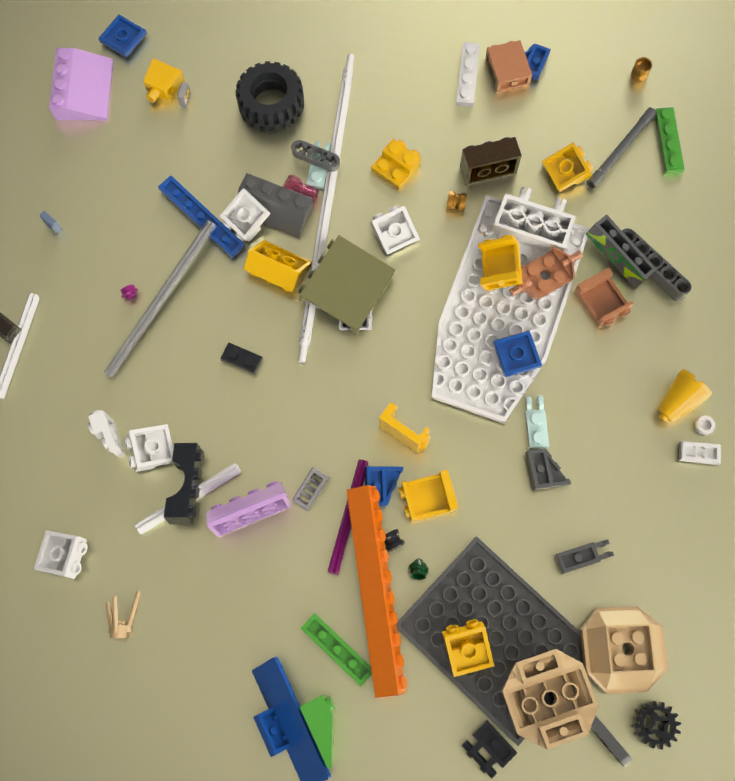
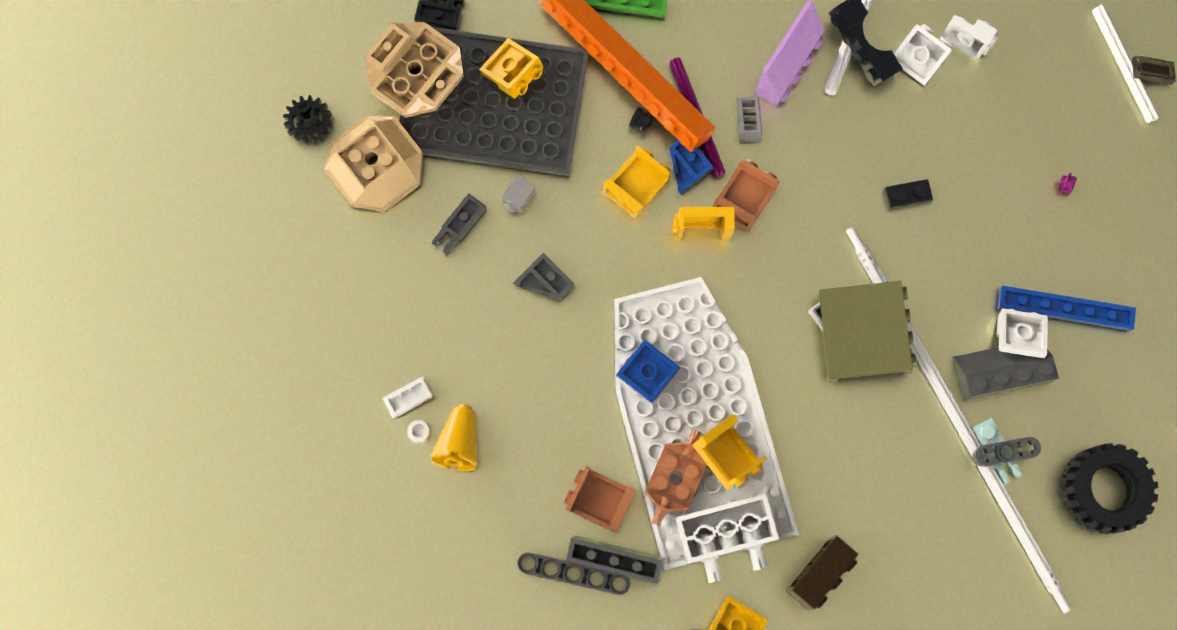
camera: 140 degrees right, 5 degrees up
(159, 298) = (1032, 196): light grey axle -> none
(277, 265) = (949, 308): yellow slope -> none
(296, 184) = (998, 404): clear pink piece -> none
(356, 434) = (747, 192): none -> nougat panel
(394, 229) = (864, 427): white plate -> none
(396, 163) = (918, 509): yellow plate -> none
(418, 569) = (601, 112): dark green plate -> none
(456, 201) = (824, 506): pearl gold wheel -> none
(525, 546) = (518, 195): none -> light grey brick
(536, 424) = (582, 320): light aqua hinge -> none
(610, 742) = (342, 80): dark grey beam -> none

